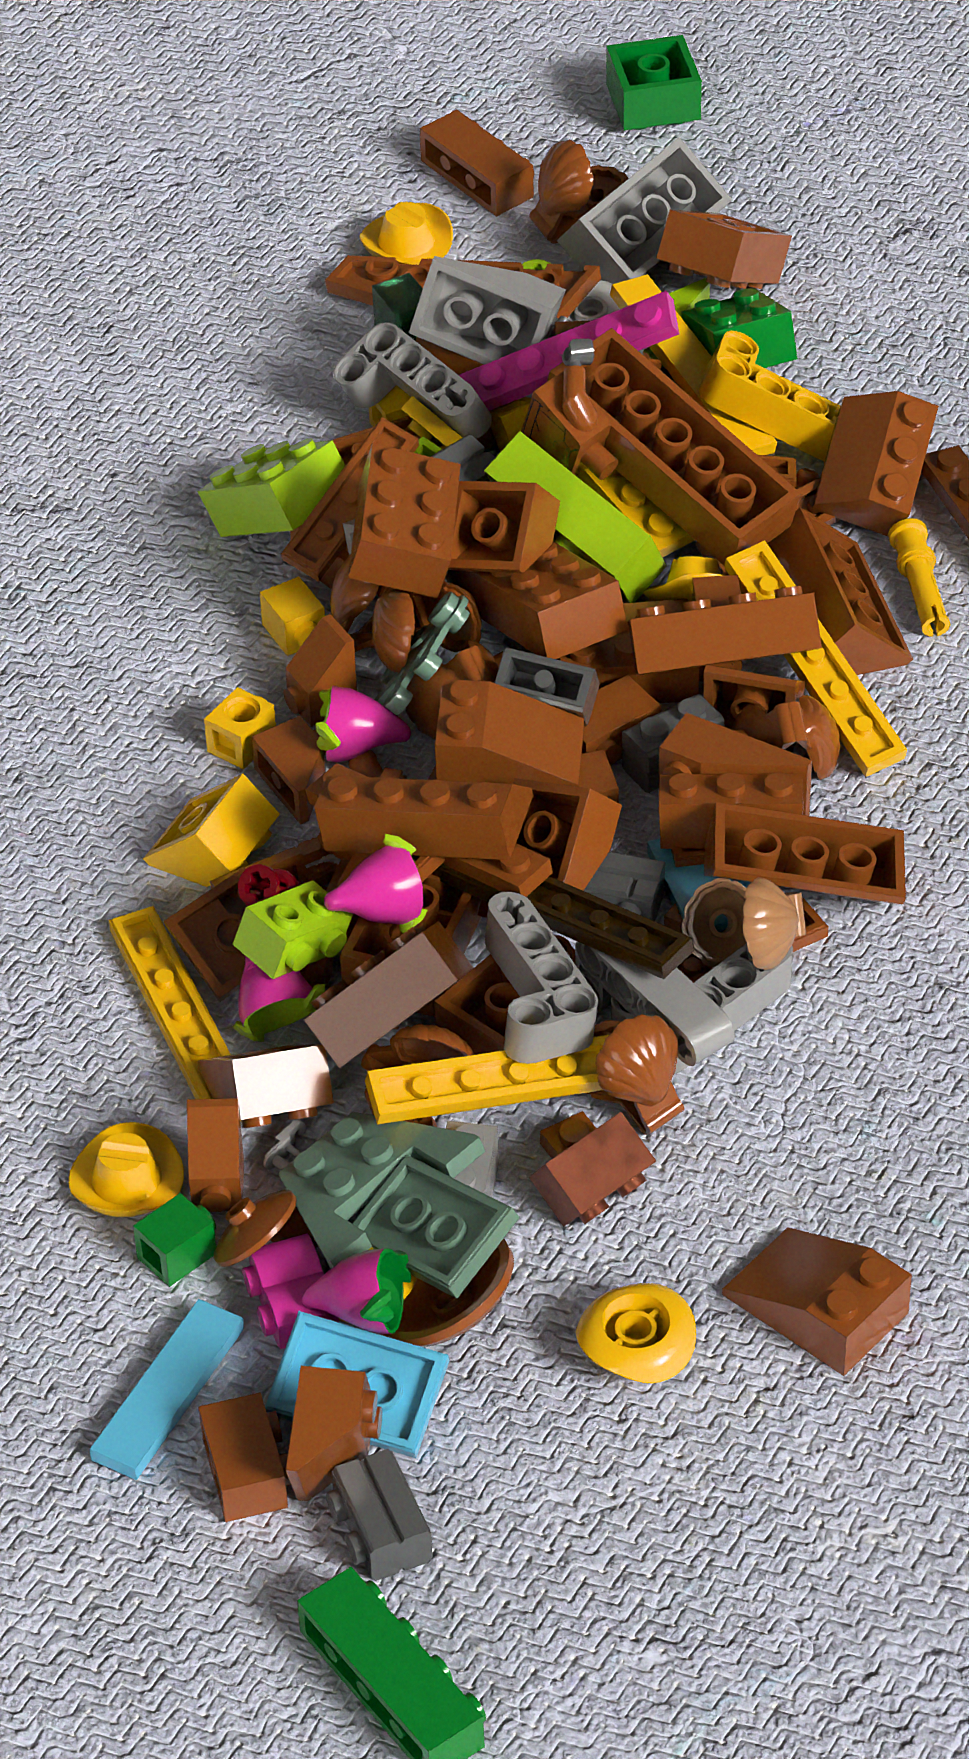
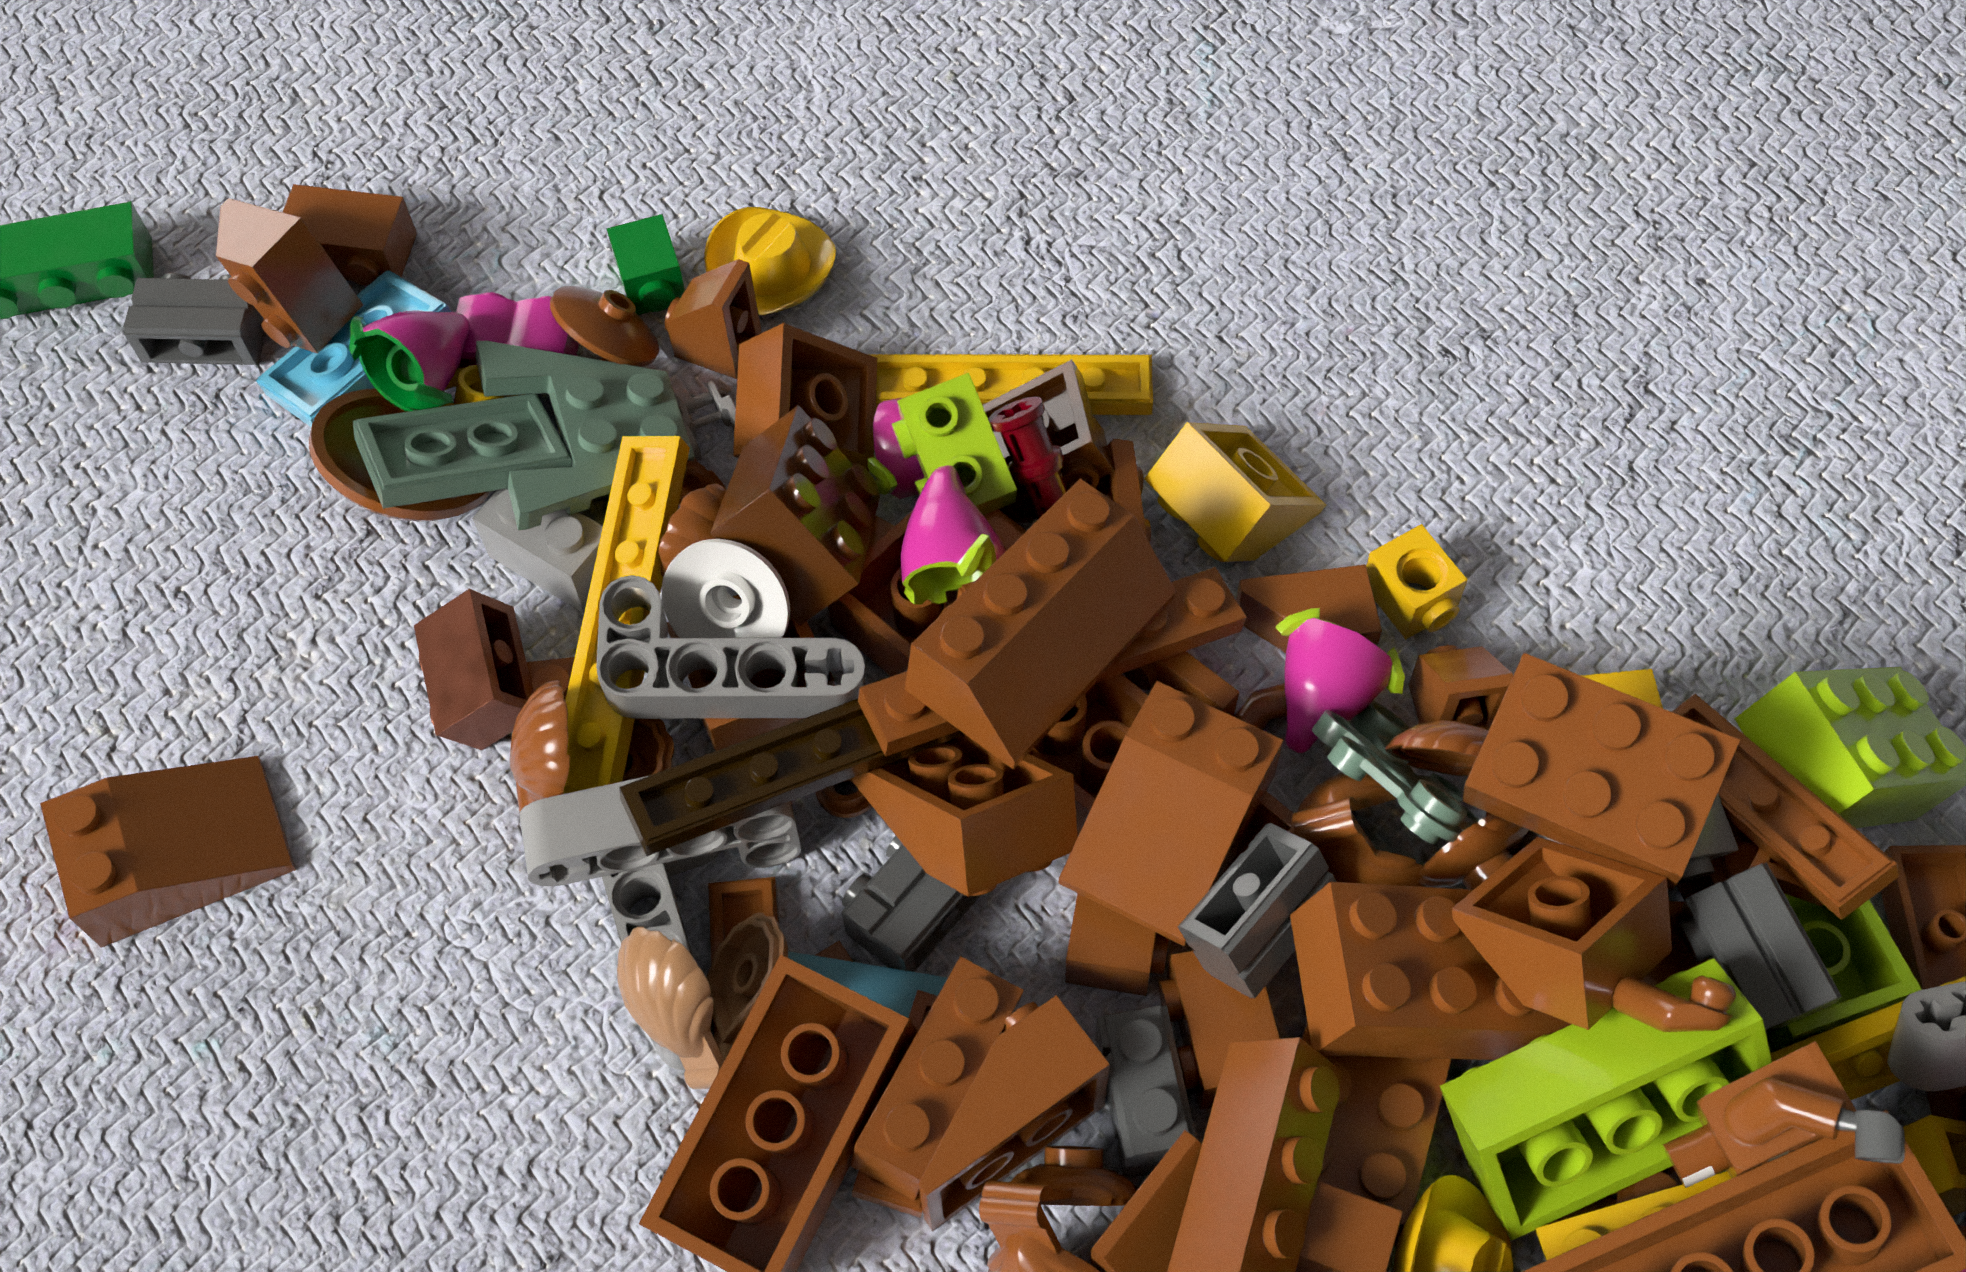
camera: 115 degrees right, 15 degrees up
(167, 1389) = (483, 217): medium azure tile -> none
(485, 983) = (698, 597): none -> white dish
(531, 456) = (1667, 1012): none -> dark orange arm
(639, 1332) = (236, 620): yellow hat -> none

